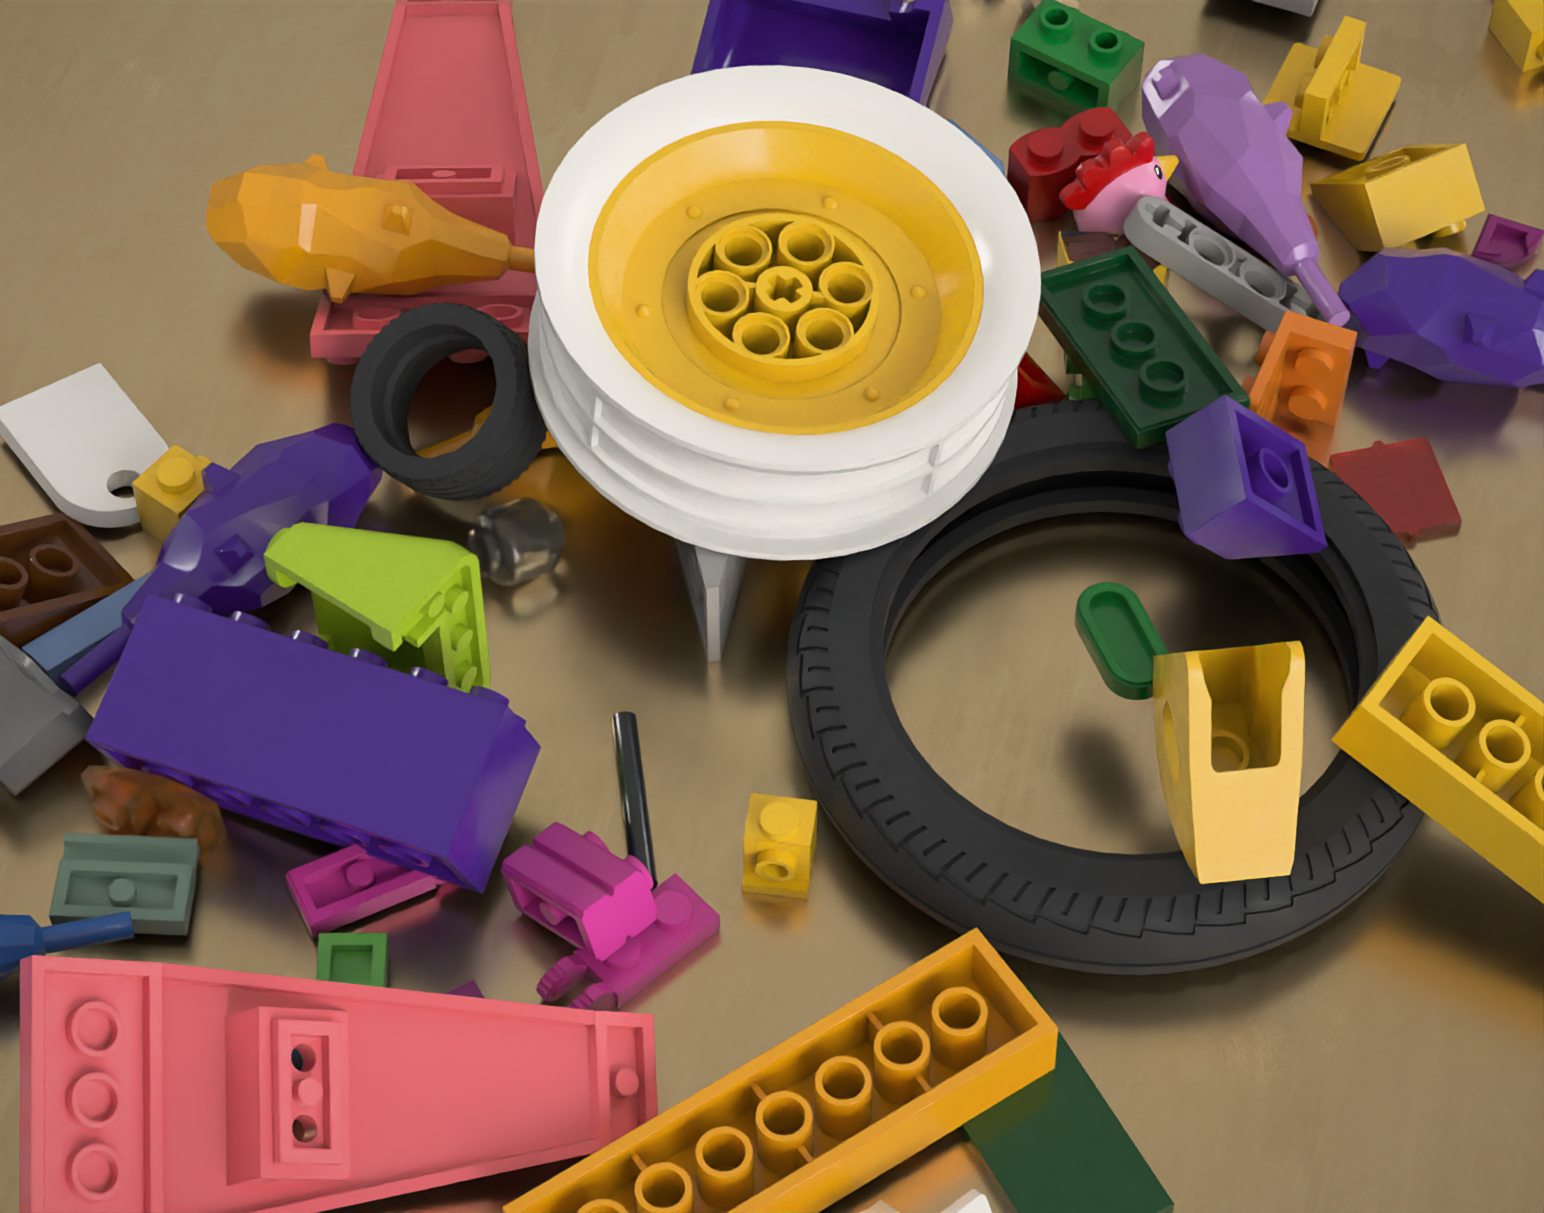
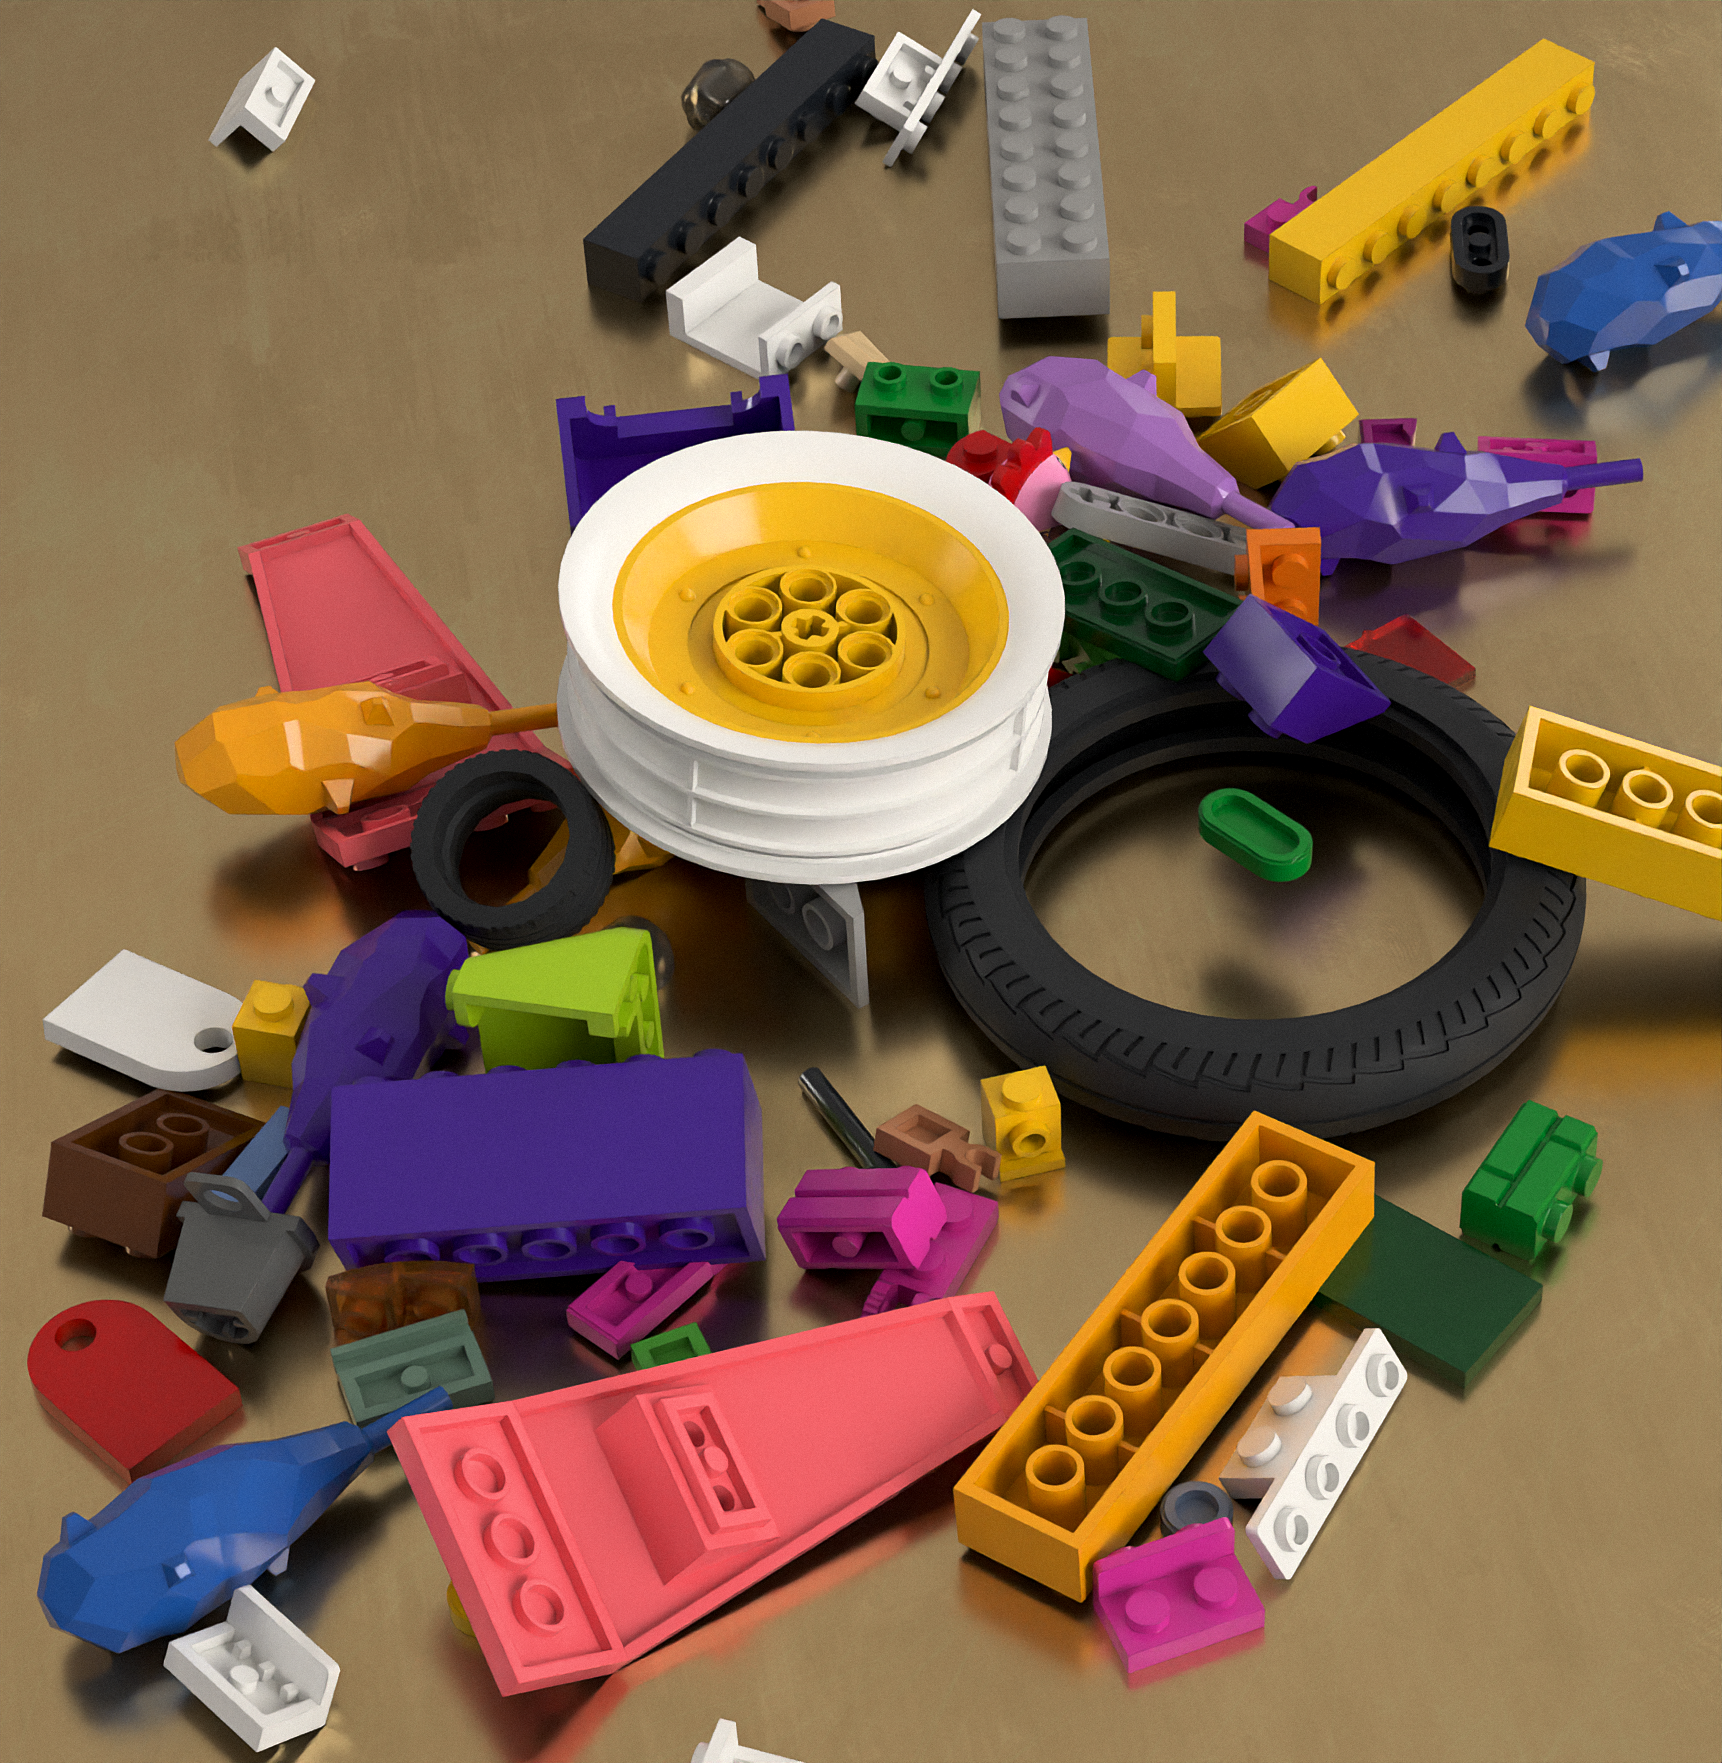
camera: 20 degrees left, 10 degrees down
(691, 832) = (936, 1144): none -> nougat plate
(1218, 1092) = (1530, 1181): none -> green brick
(1232, 756) = (1417, 867): yellow piece -> none

